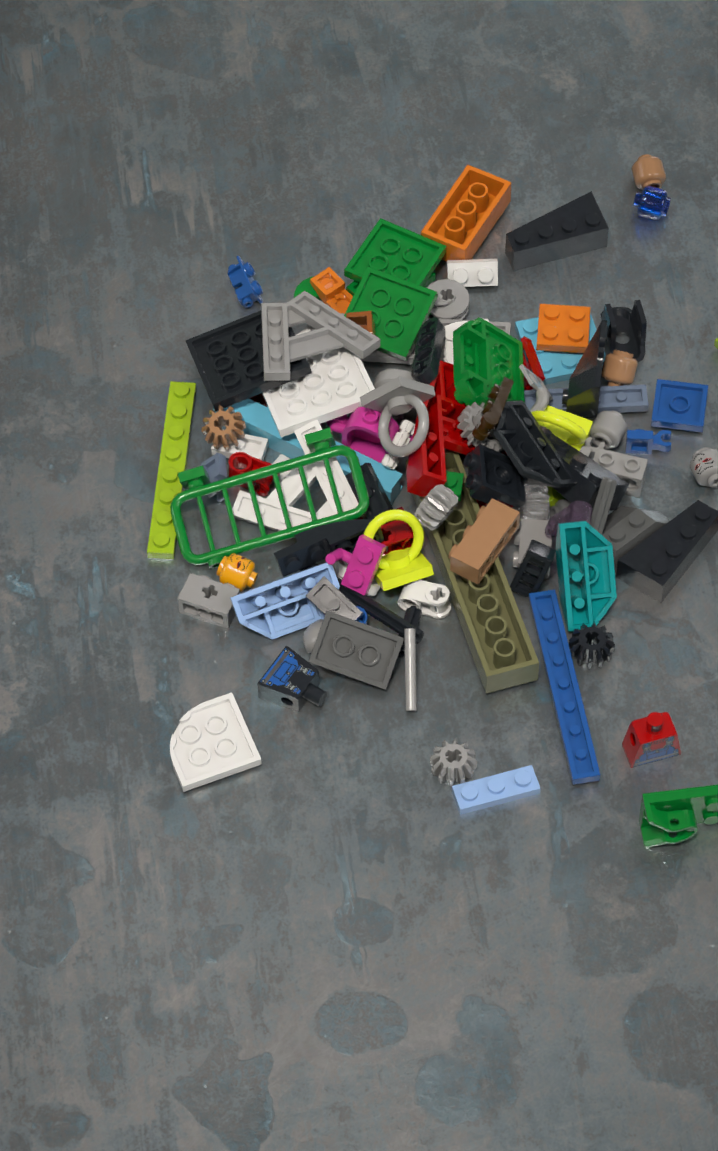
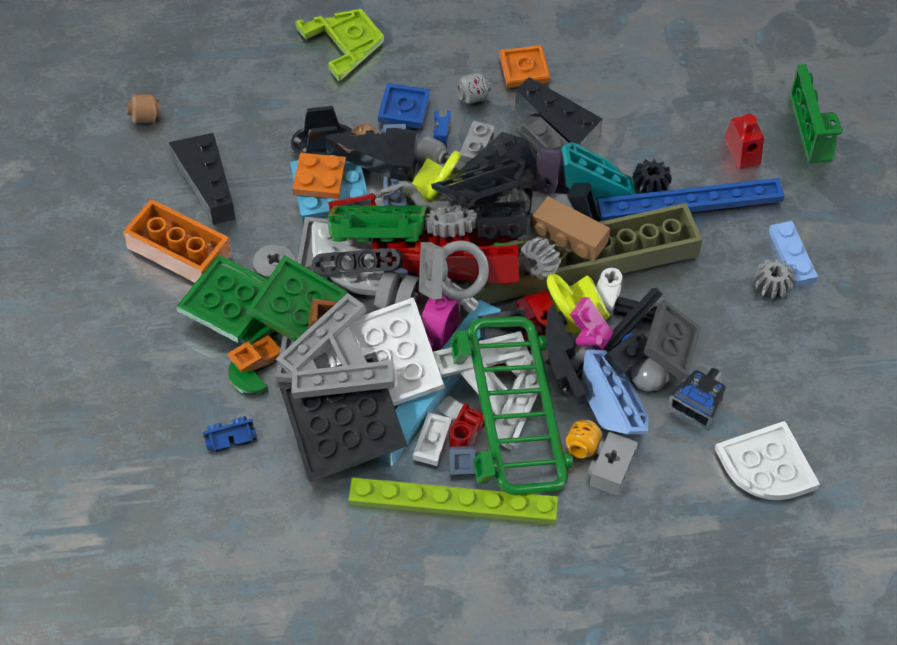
camera: 90 degrees left, 0 degrees up
(214, 431) = (430, 436): medium nougat gear -> none
(410, 669) = (688, 302): light grey bar -> none
(473, 272) = (242, 243): white plate -> none
(492, 409) = (445, 200): dark brown plate -> none
(652, 203) = (179, 107): clear blue head -> none

